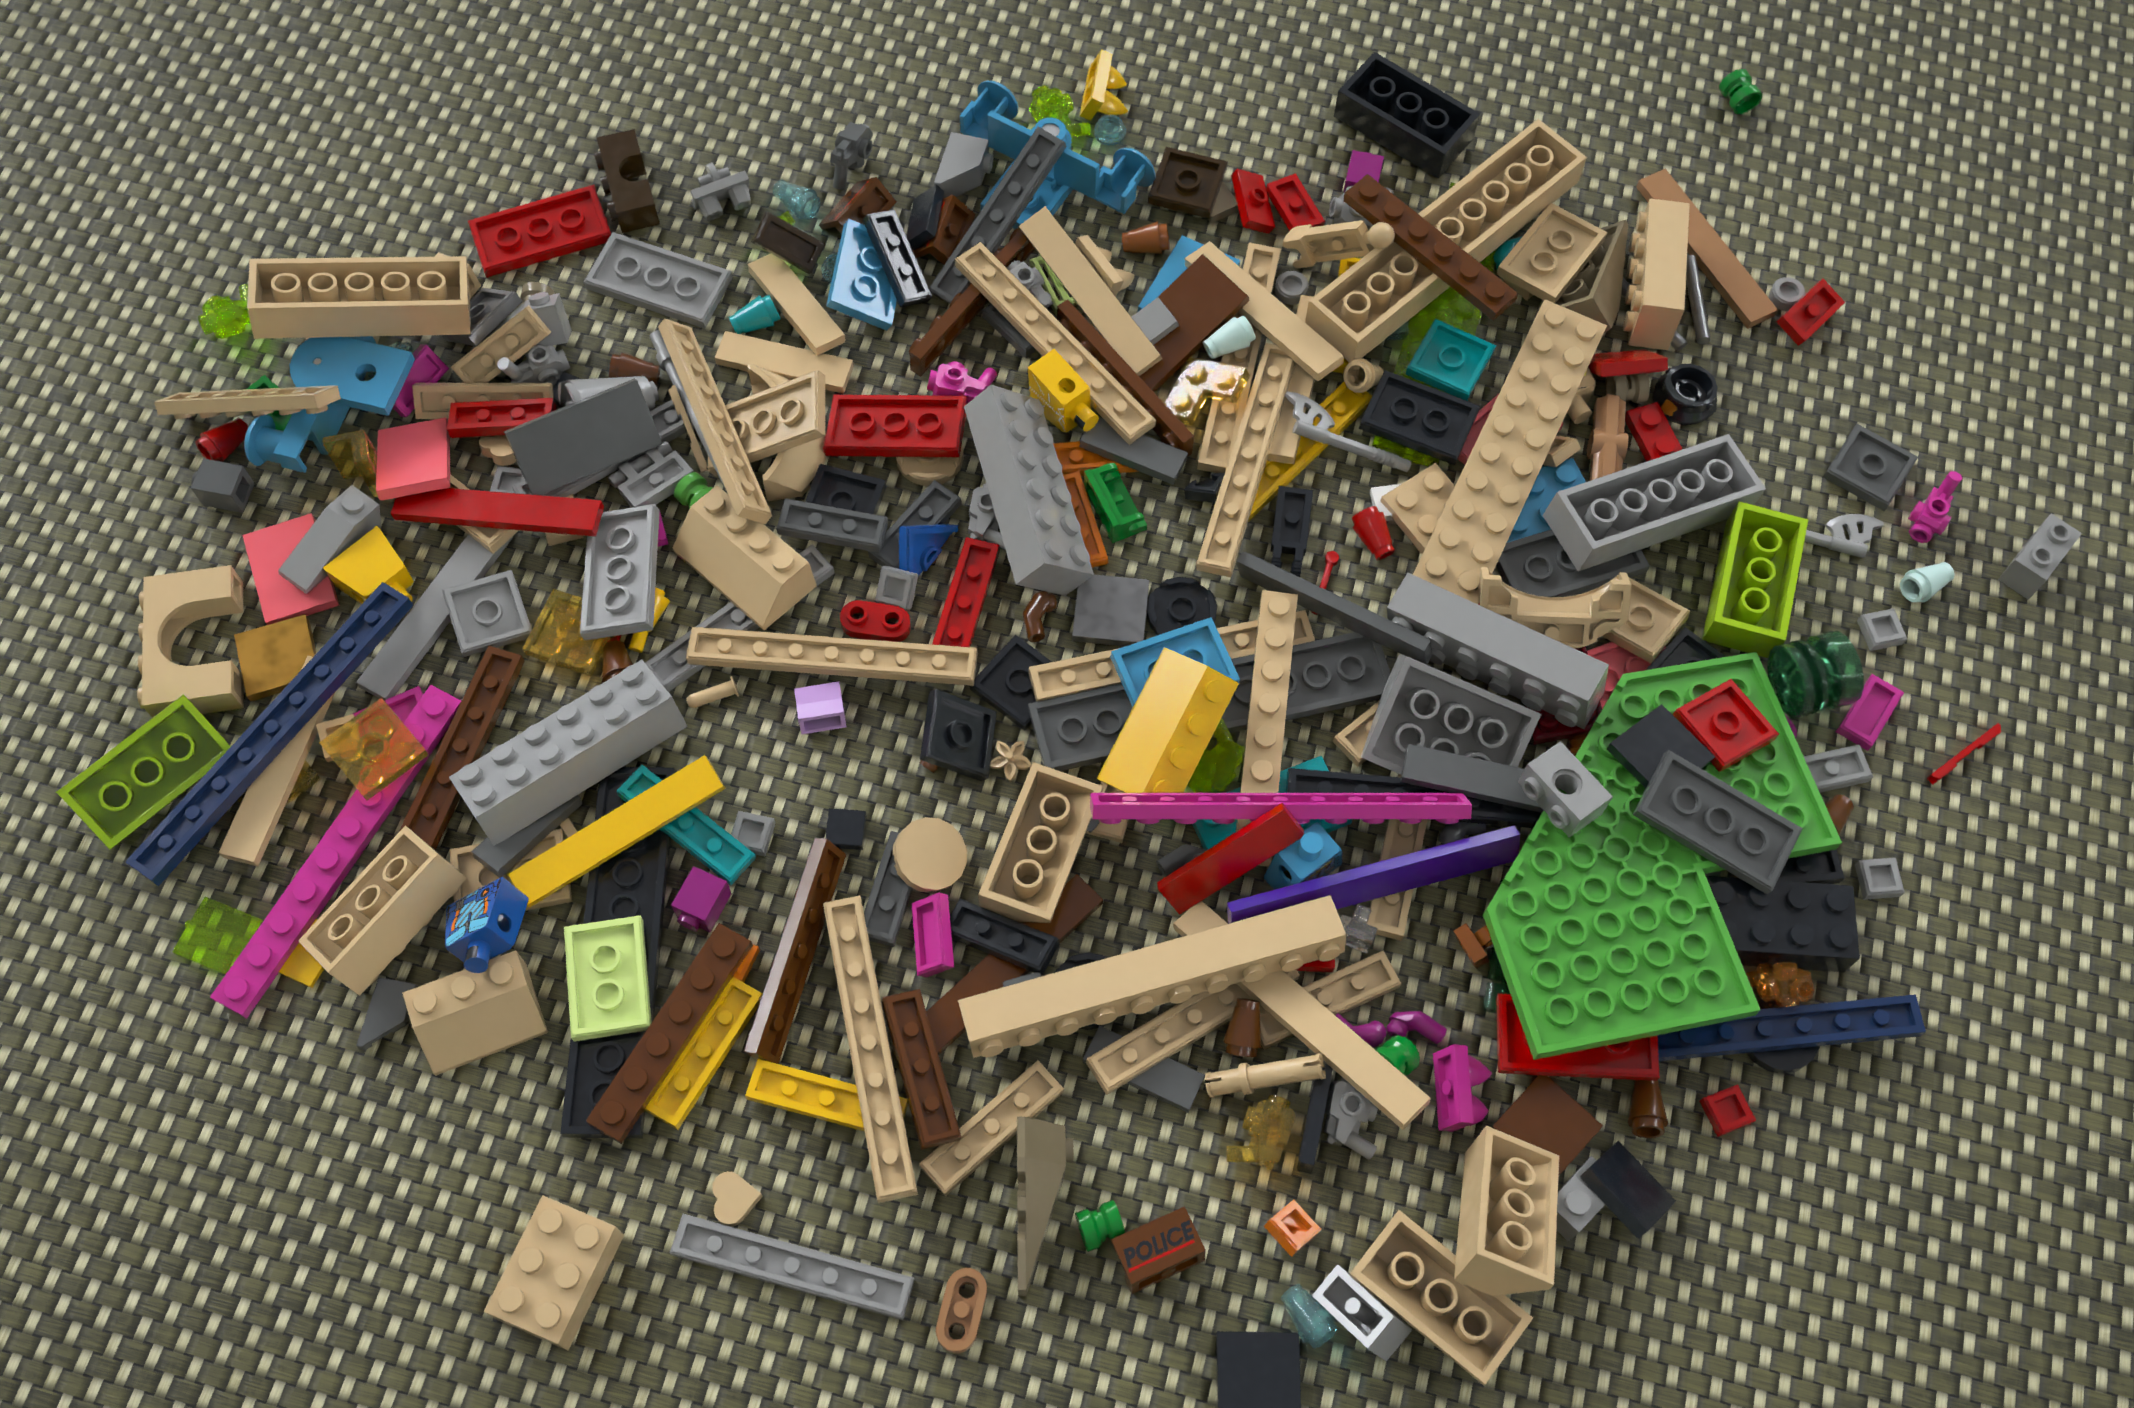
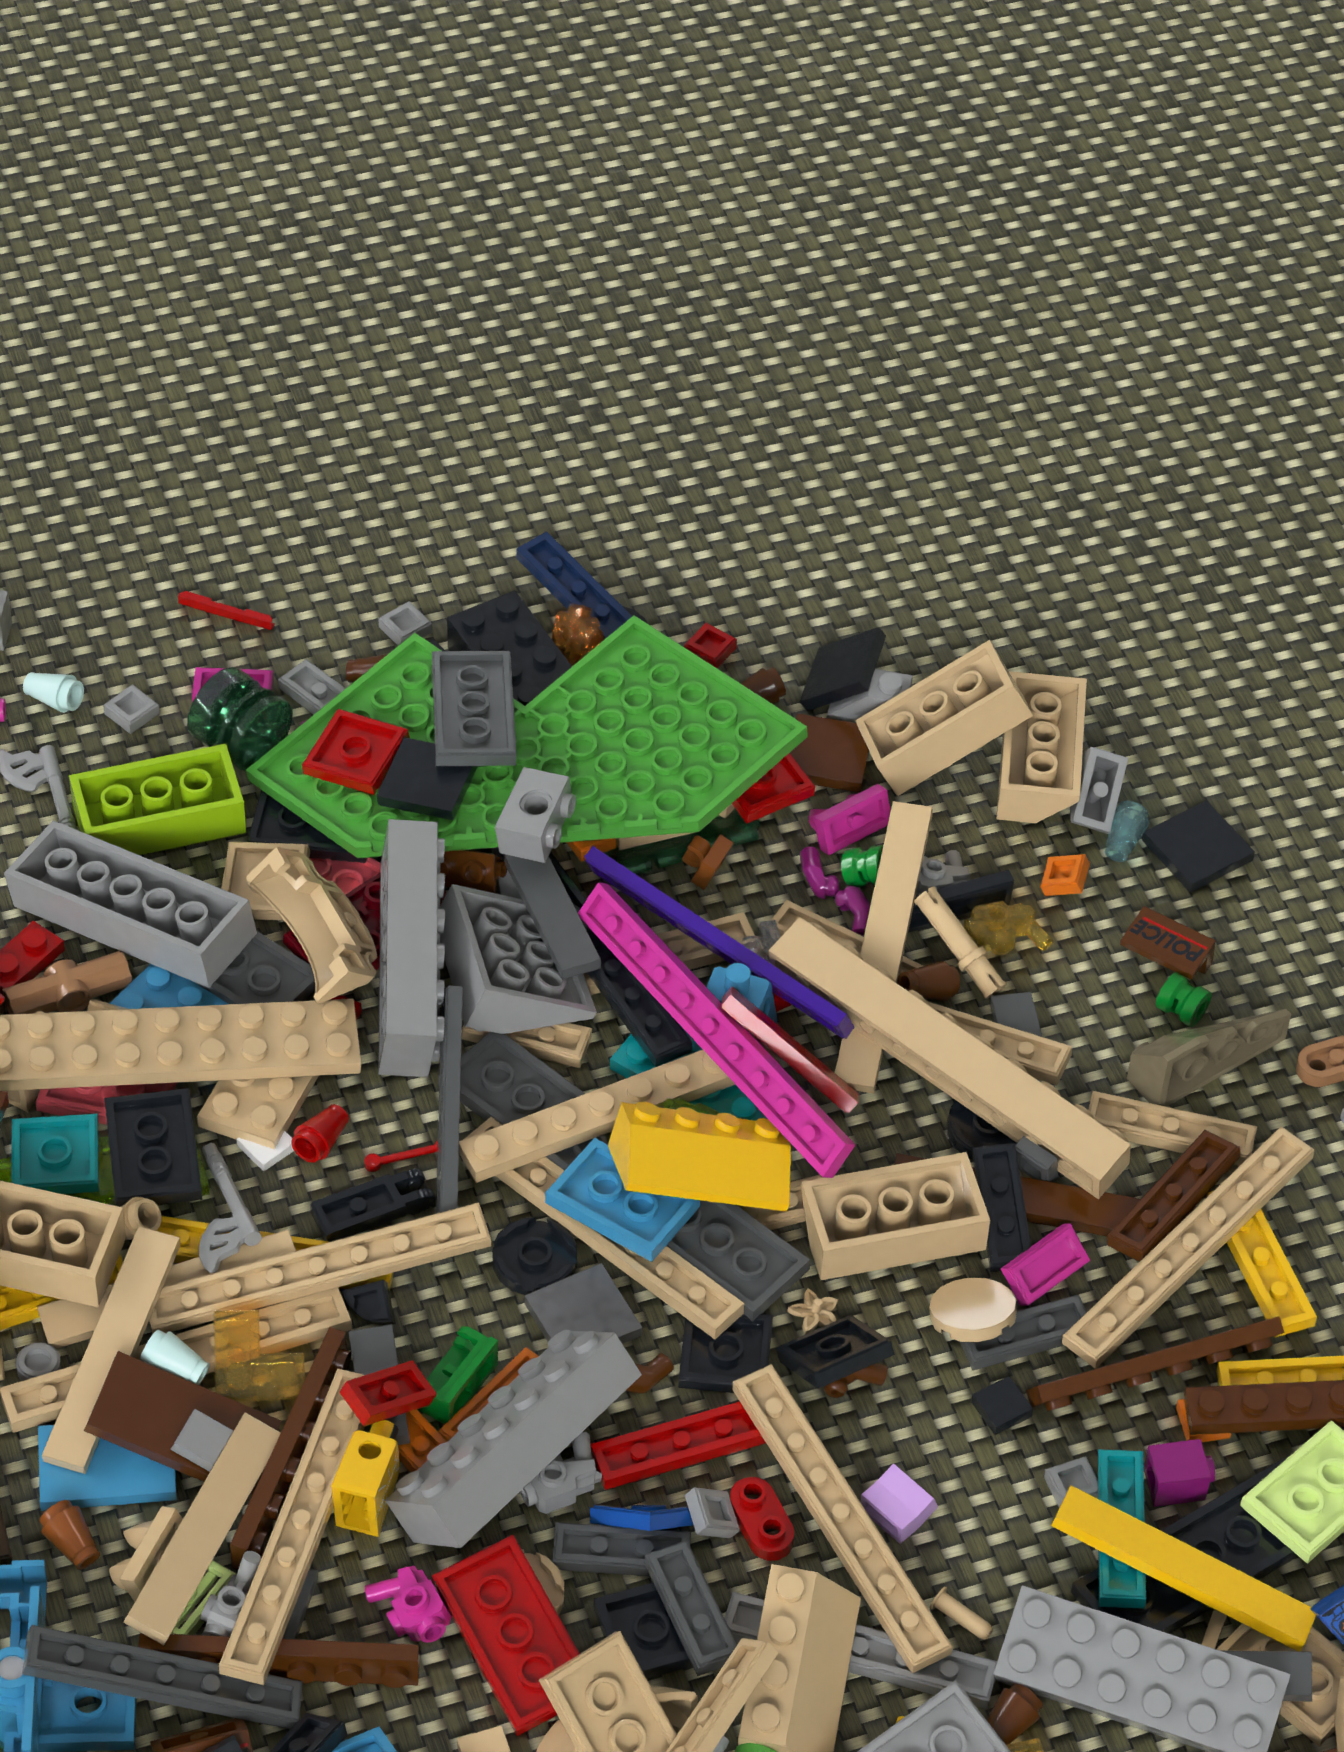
camera: 125 degrees left, 15 degrees down
(1108, 427) = (388, 1393): none -> red plate

